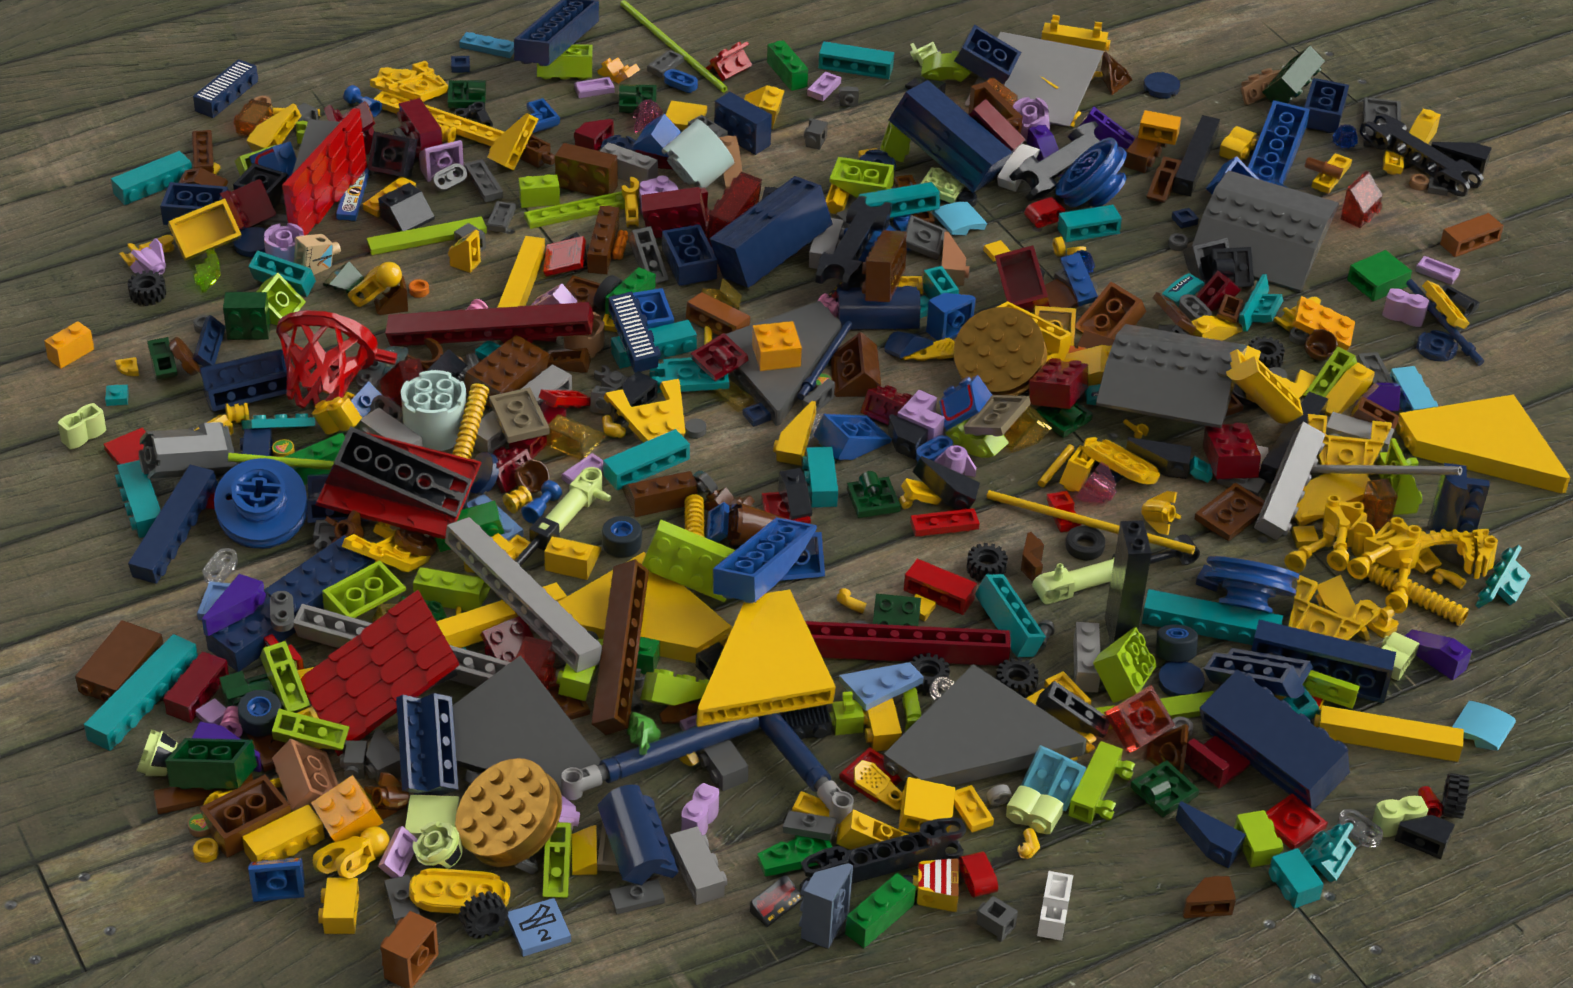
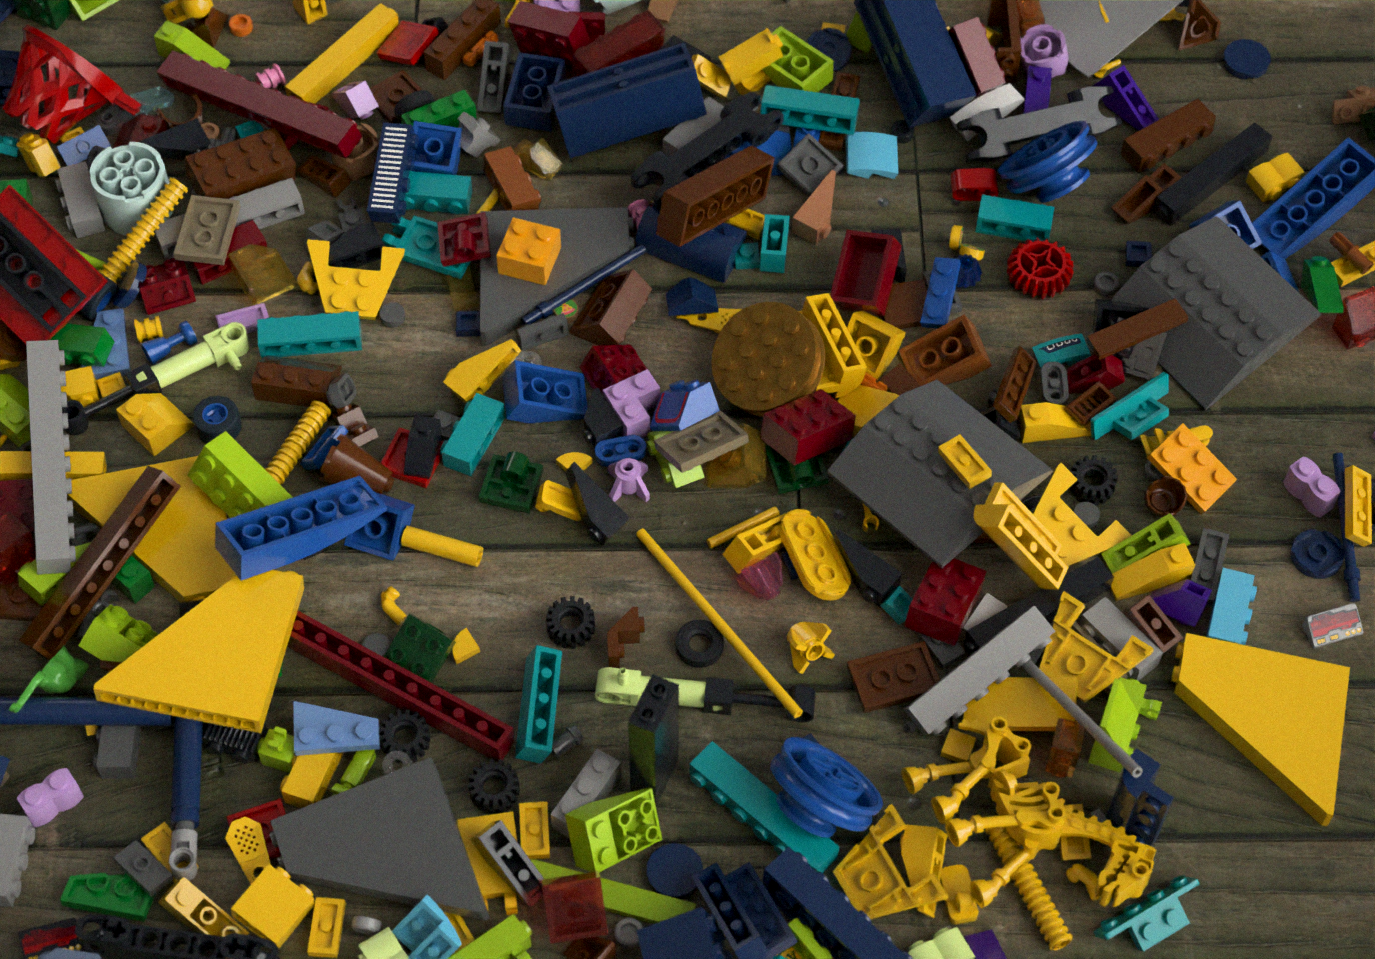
camera: 30 degrees right, 15 degrees up
(379, 308) = (181, 40): none -> lime slope
(531, 475) = (176, 307): reddish brown hair -> none
(564, 398) = (272, 225): red plate -> none
(671, 291) = (476, 134): none -> light grey brick
(838, 177) = (752, 56): none -> yellow brick
(856, 552) = (442, 546): none -> yellow piece
(905, 470) = (580, 459): none -> yellow tile
(940, 586) = (497, 630): red brick -> none
(944, 522) = (563, 549): red plate -> none
(945, 183) = (879, 104): yellowish green tile -> none
(948, 314) = (755, 282): blue slope -> none
(995, 248) = (884, 214): yellow tile -> none
(1062, 501) = (708, 582): red slope -> none
(1130, 245) = (1040, 268): none -> red gear
(1159, 127) = (1181, 123): light orange brick -> none
(1176, 643) = (697, 824): black wheel -> none
(1198, 350) = (964, 461): none -> yellow plate
(1231, 250) = (1137, 329): none -> reddish brown tile
(1323, 188) = (1321, 285): none -> green slope
(1378, 275) = (1315, 428): green brick -> none
(1480, 380) = (1333, 625): none -> slope

